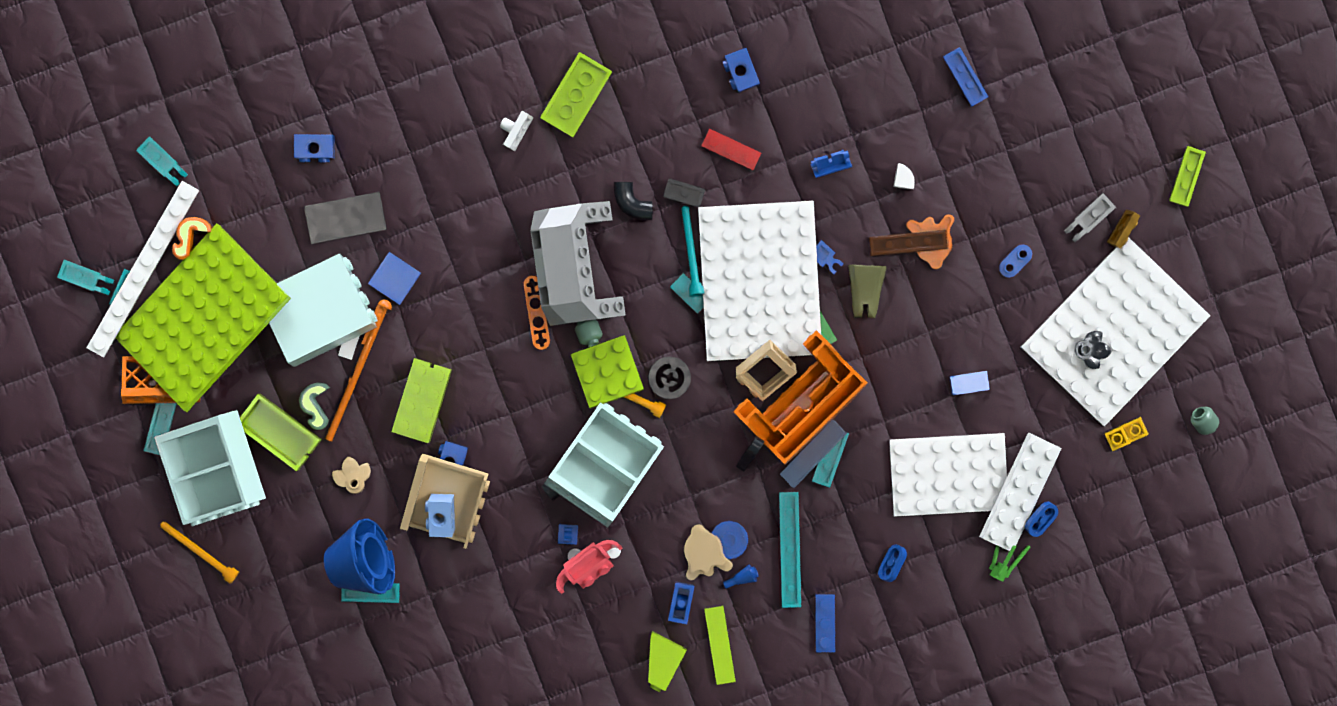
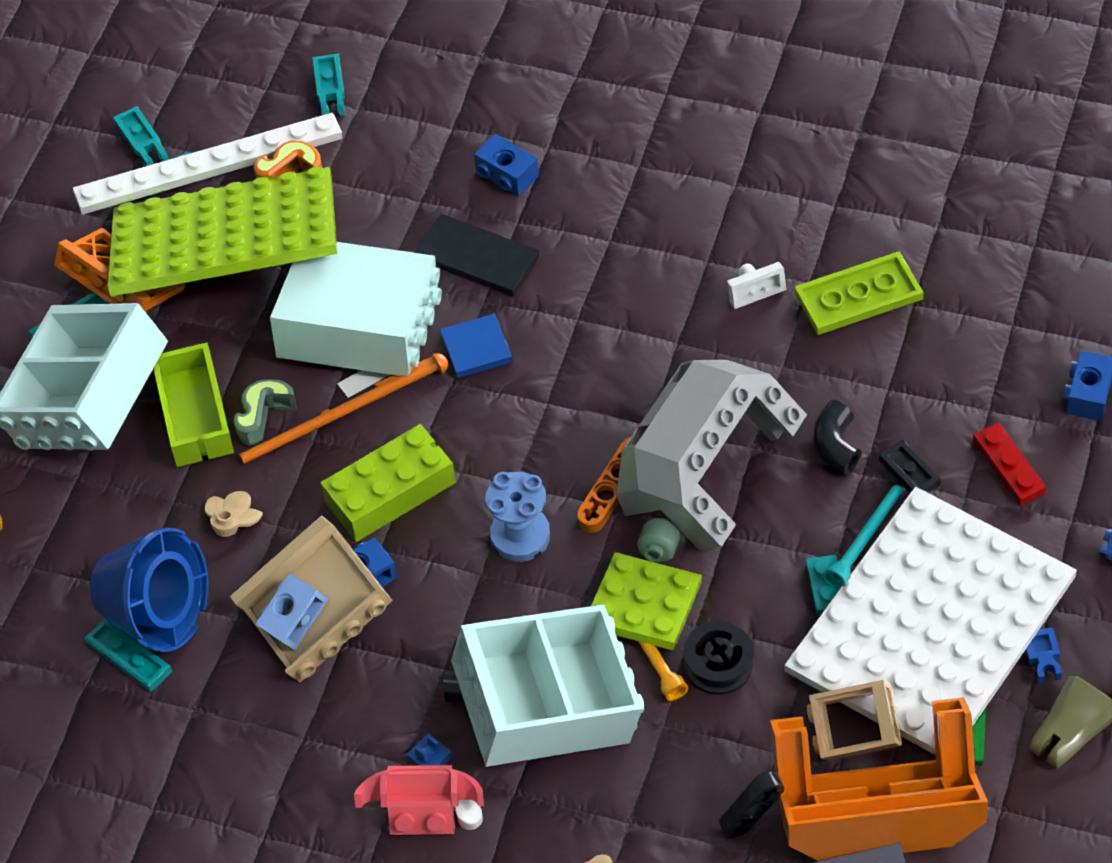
camera: 40 degrees right, 35 degrees down
(521, 377) = (518, 524): none -> medium blue piece

